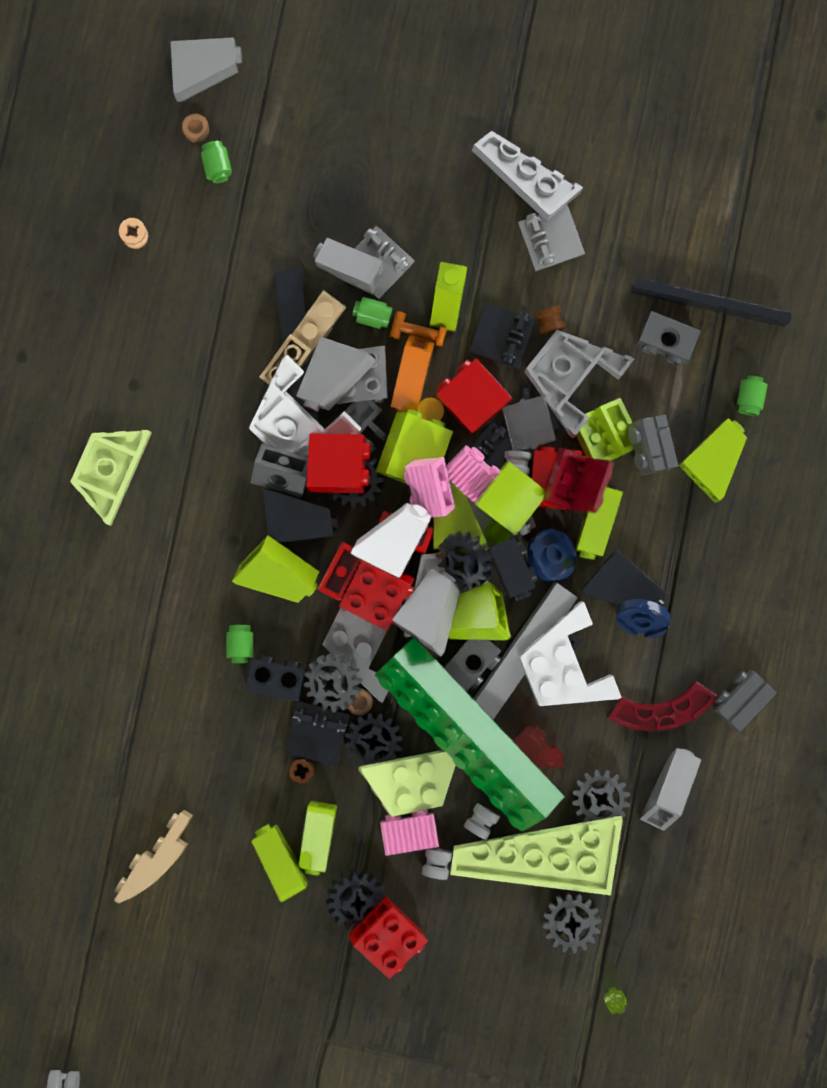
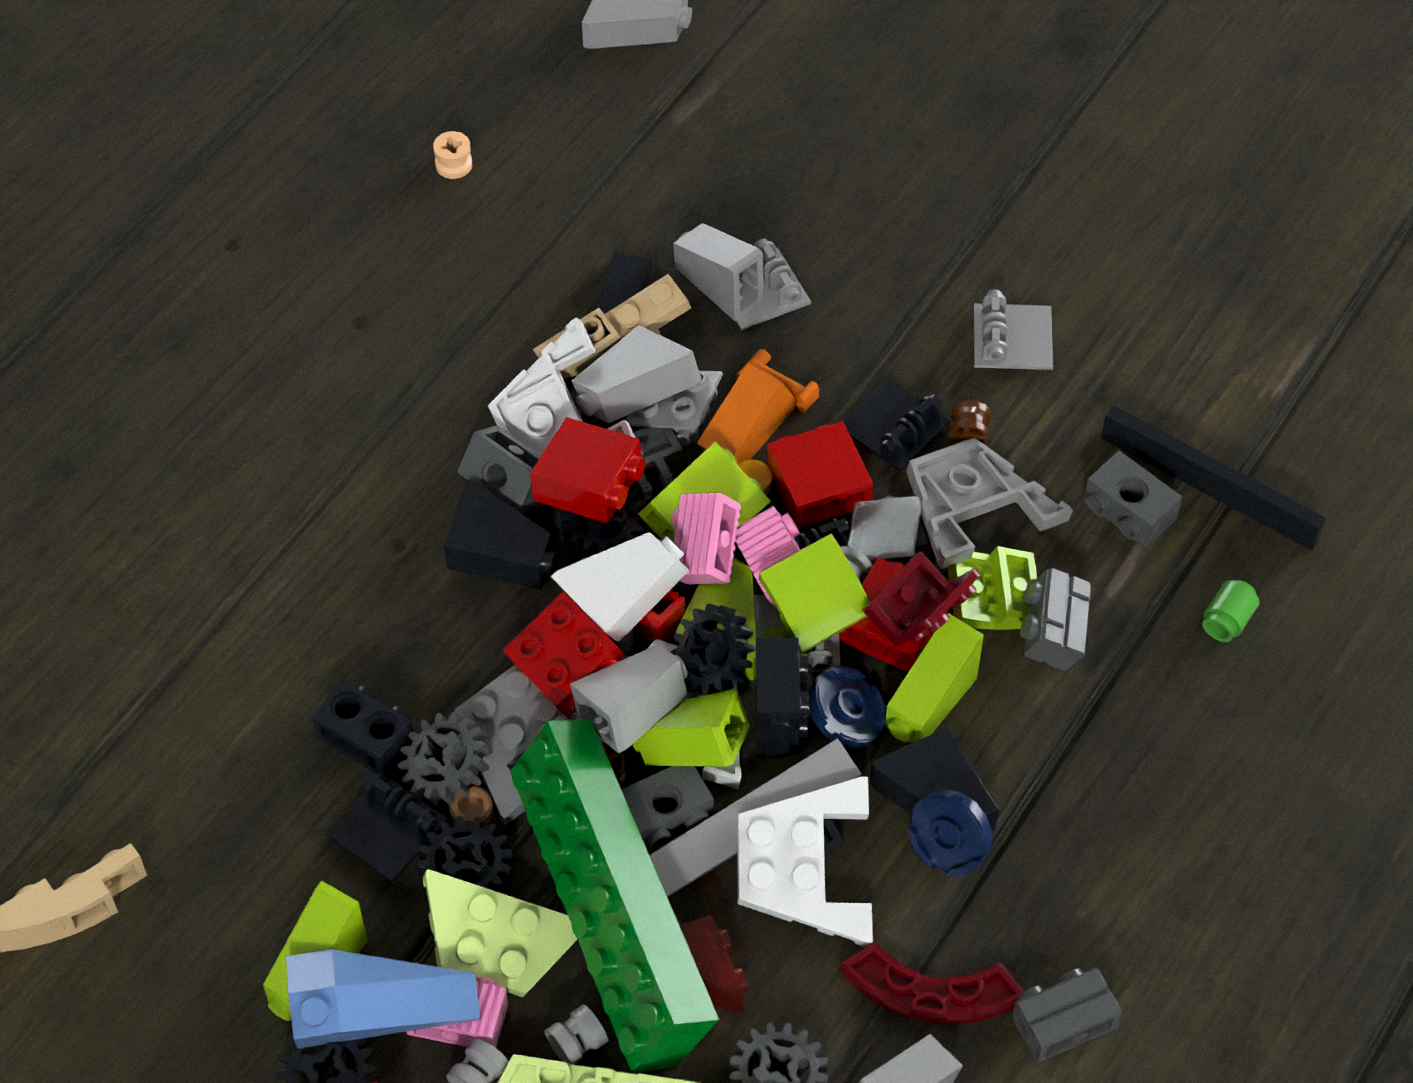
camera: 25 degrees right, 30 degrees down
(108, 469) = (273, 397): yellowish green wing -> none
(195, 127) = (592, 77): medium nougat tile -> none
(216, 161) = (599, 114): bright green brick -> none
(239, 643) = (336, 662): bright green brick -> none
(276, 572) = (436, 586): lime slope -> none
(279, 862) = (239, 975): lime slope -> none
(298, 777) = (338, 851): reddish brown bush -> none
(340, 572) = (517, 613): red brick -> none
(360, 862) = (364, 996): none -> medium blue wedge
(372, 313) = (724, 337): bright green brick -> none
(448, 296) = (839, 338): lime slope -> none
(535, 184) = (1008, 255): light grey wing -> none
(715, 459) = (1144, 670): lime slope -> none

